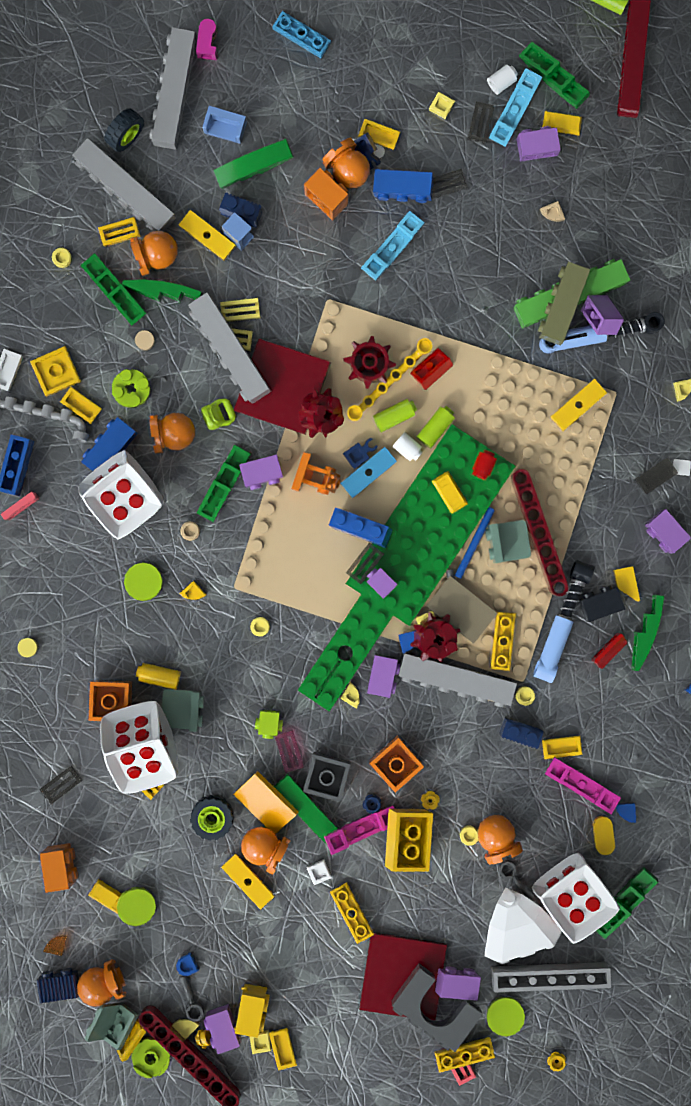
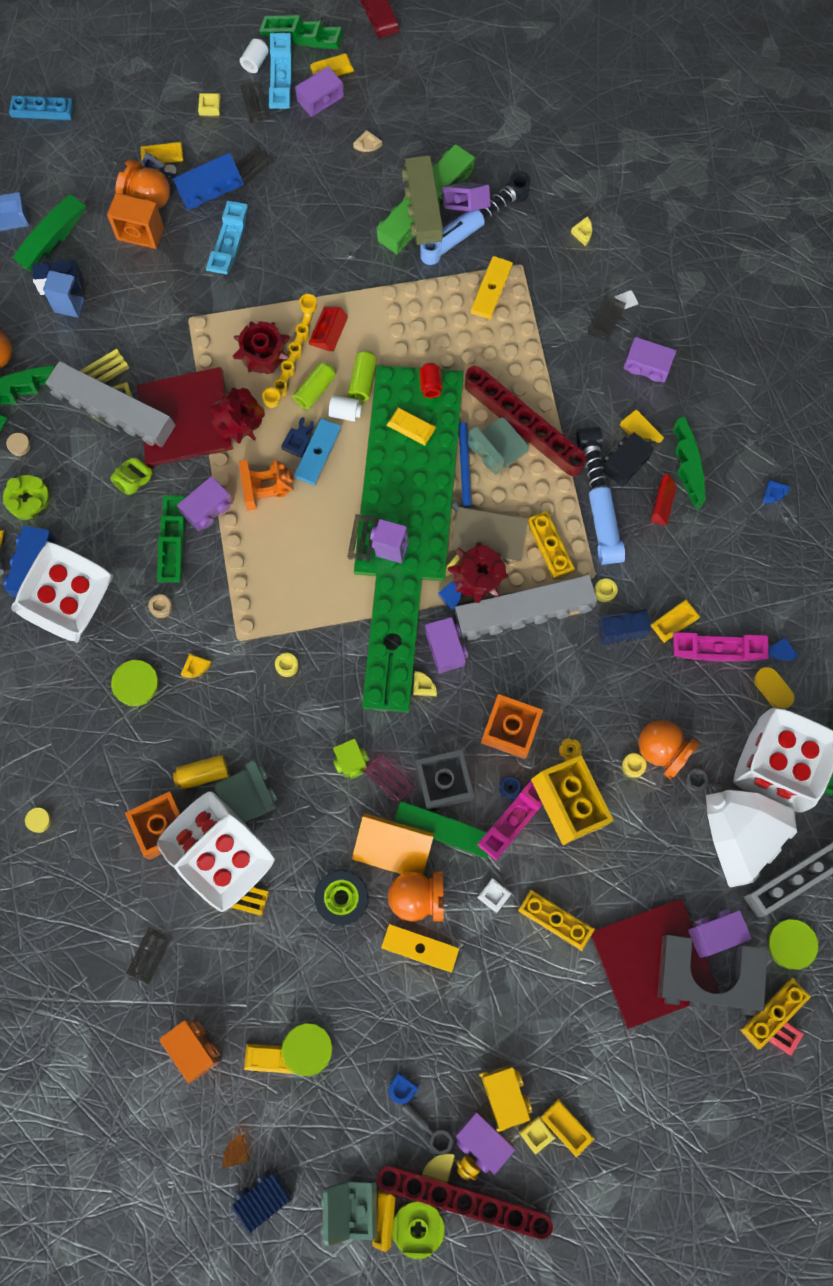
camera: 25 degrees left, 15 degrees down
(99, 985) = (311, 1168): orange tile -> none
(173, 432) = (90, 512): orange tile -> none
(199, 228) = (35, 316): yellow tile -> none
(360, 527) = (338, 504): blue brick -> none

